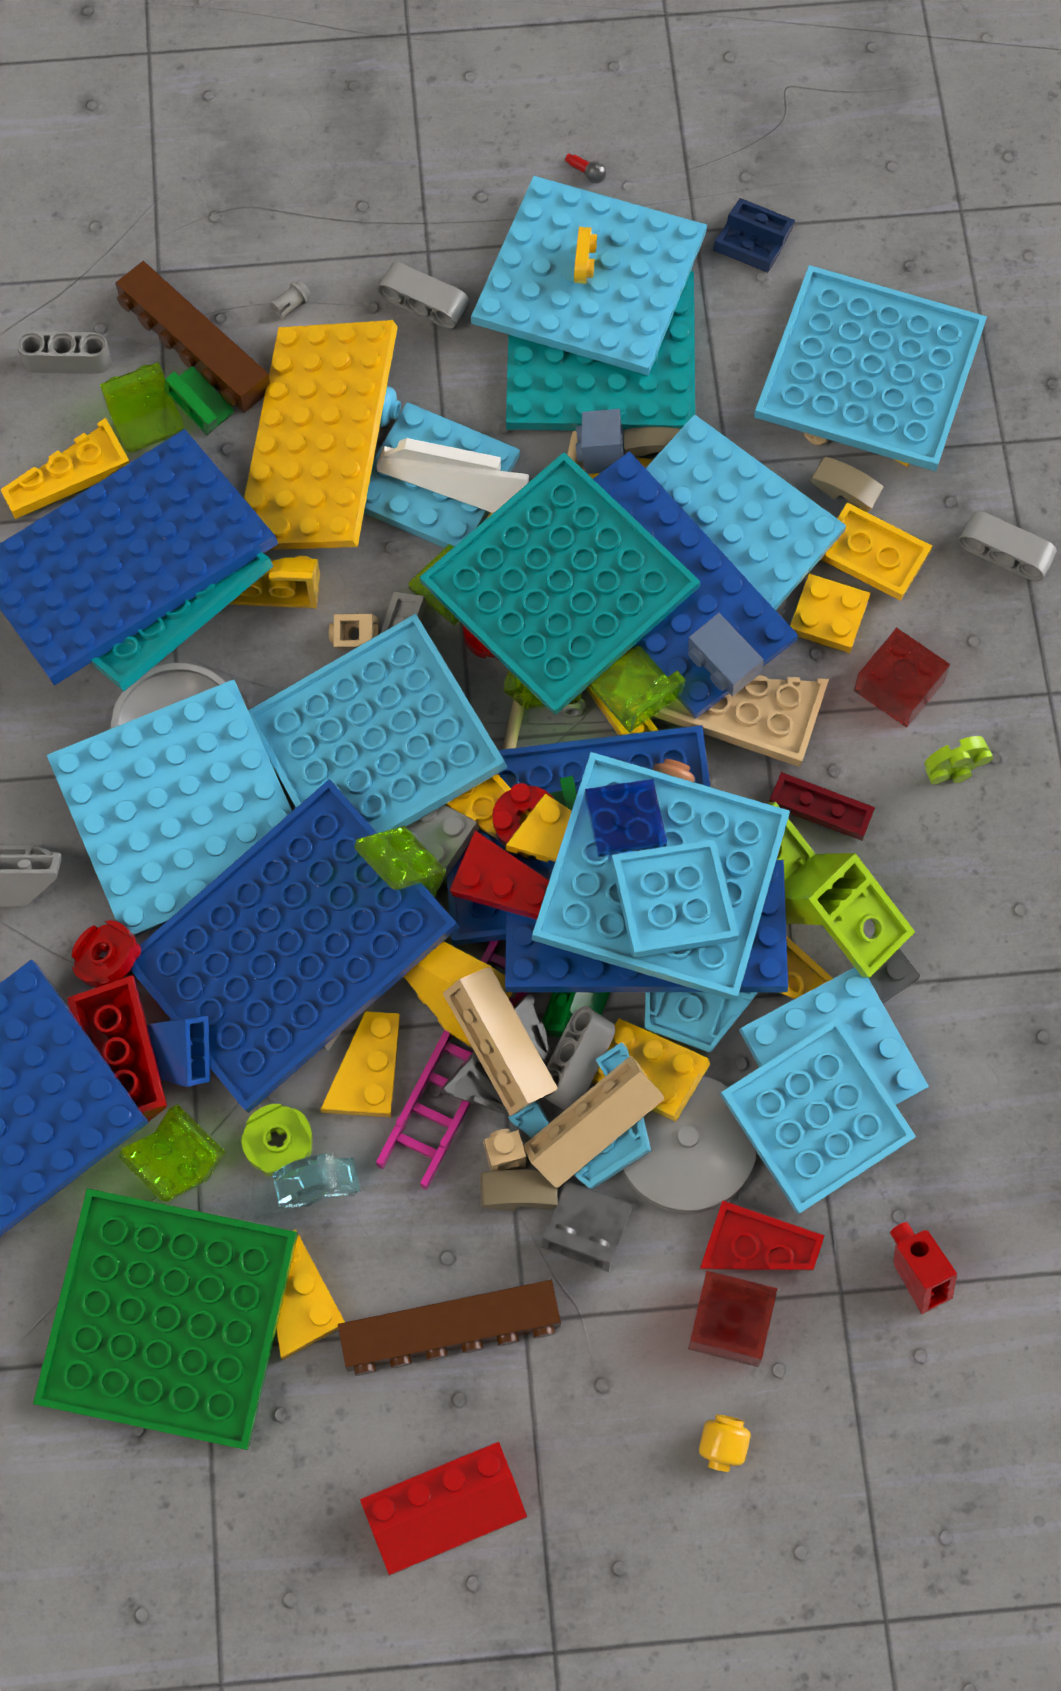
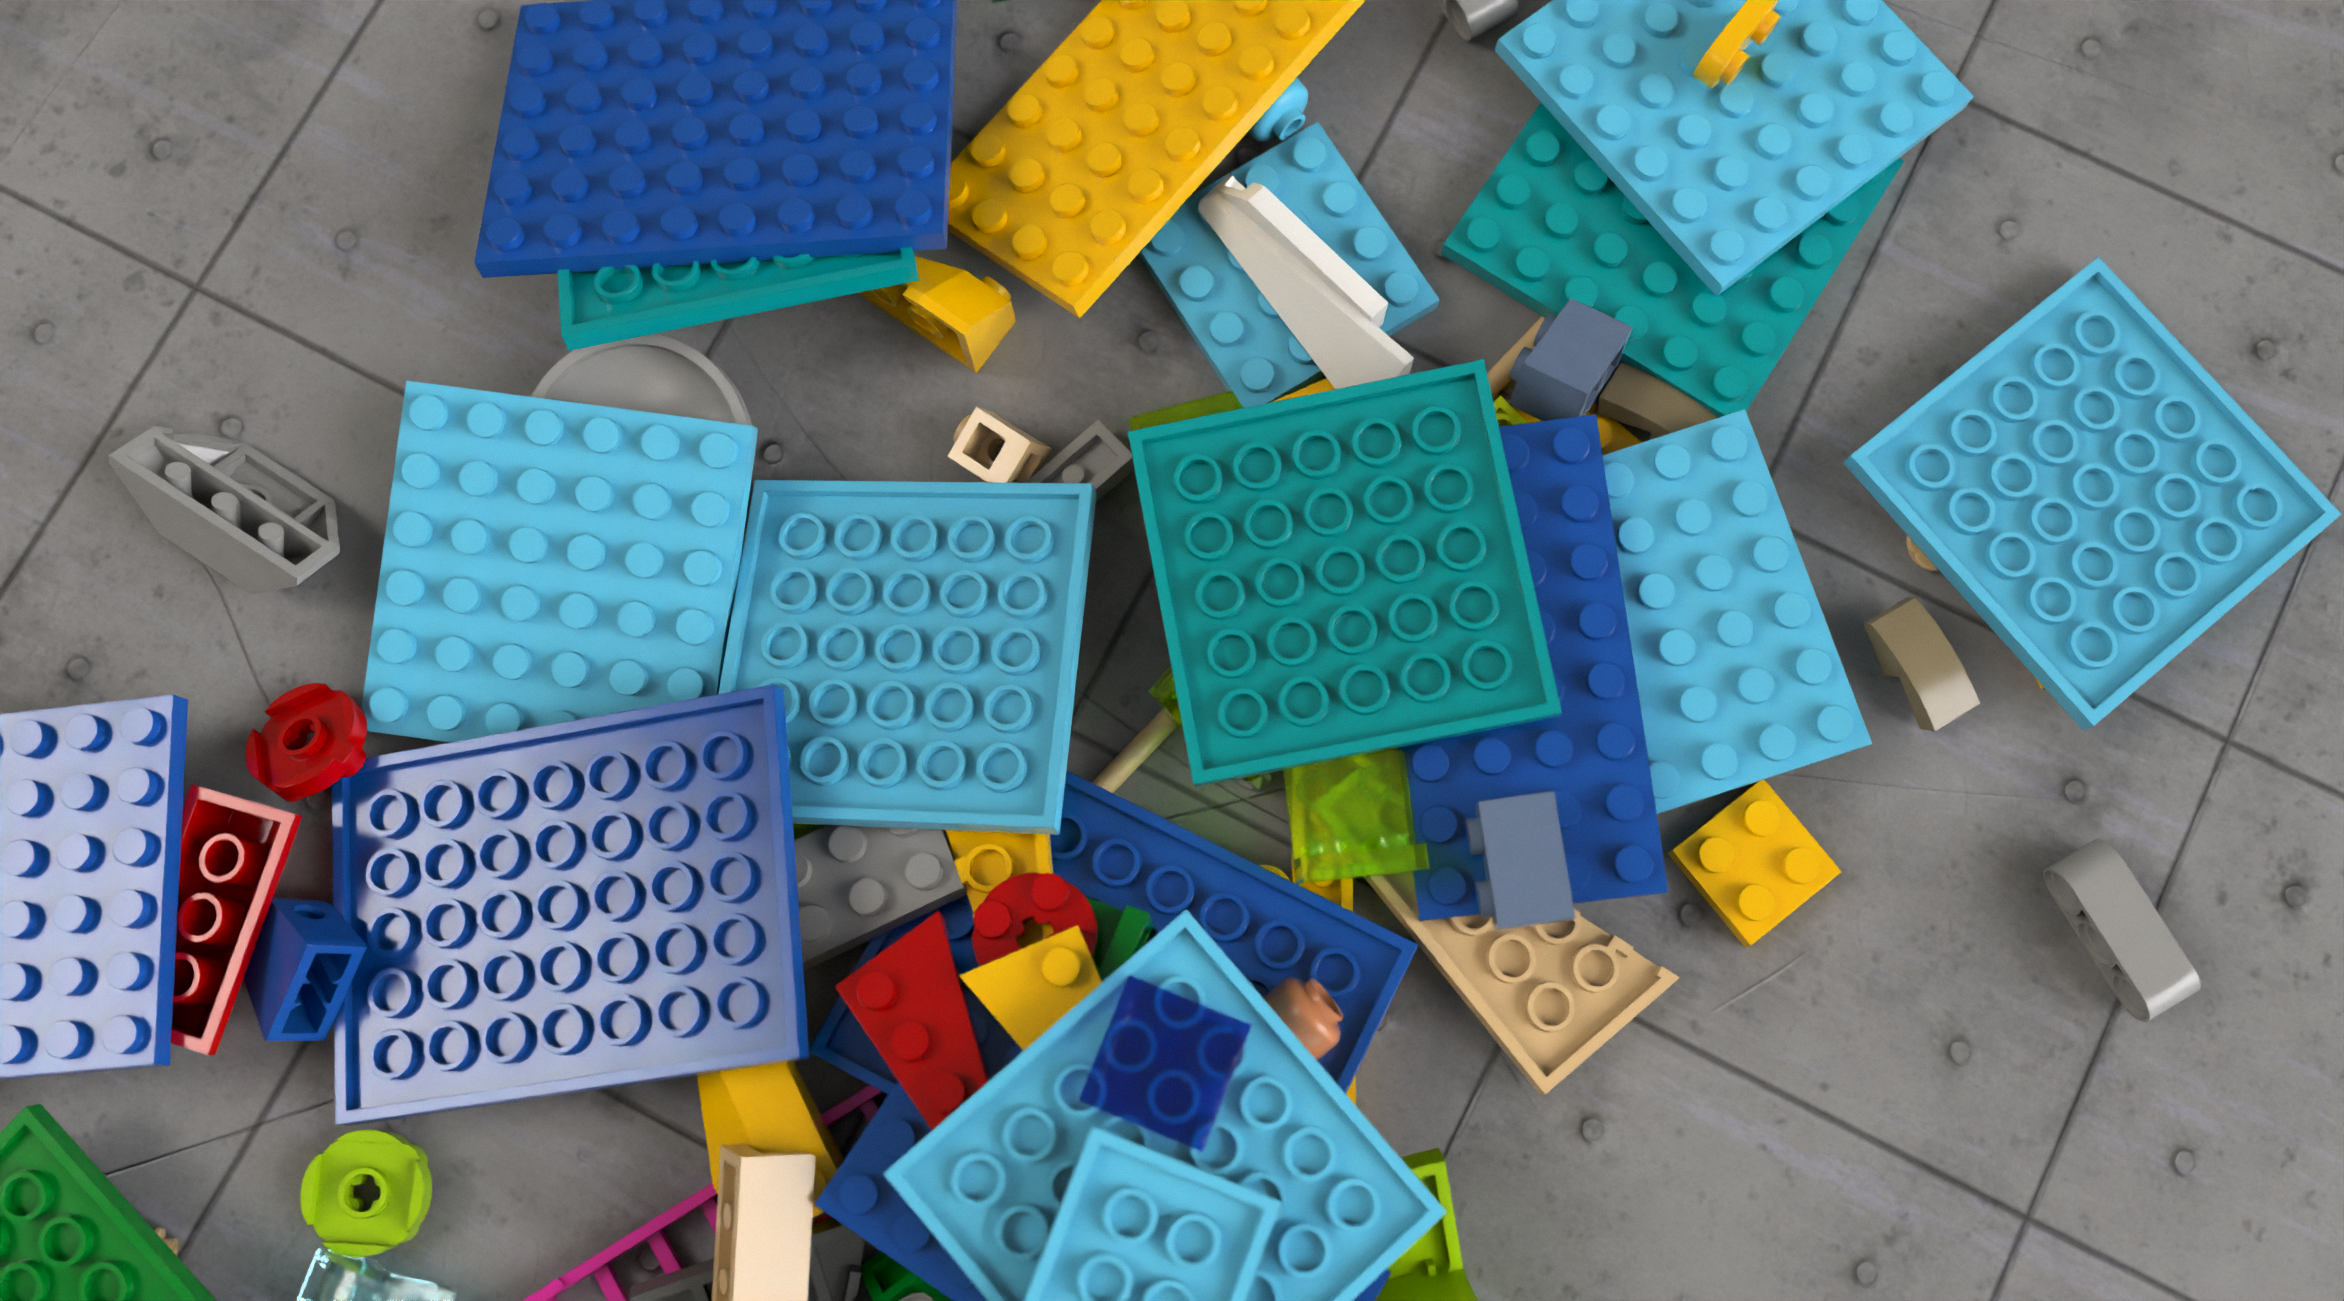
camera: 35 degrees right, 10 degrees up
(173, 1156) = (184, 1129): clear neon green bracket -> none
(368, 1070) = (570, 1166): yellow wing -> none
(401, 859) = (779, 895): clear neon green bracket -> none
(753, 235) = (2040, 154): dark blue slope -> none
(822, 806) = (1530, 1185): dark red plate -> none
(877, 552) = (1898, 810): yellow plate -> none
(901, 677) = (1800, 1051): clear red brick -> none
(958, 762) = (1797, 1262): lime plate -> none

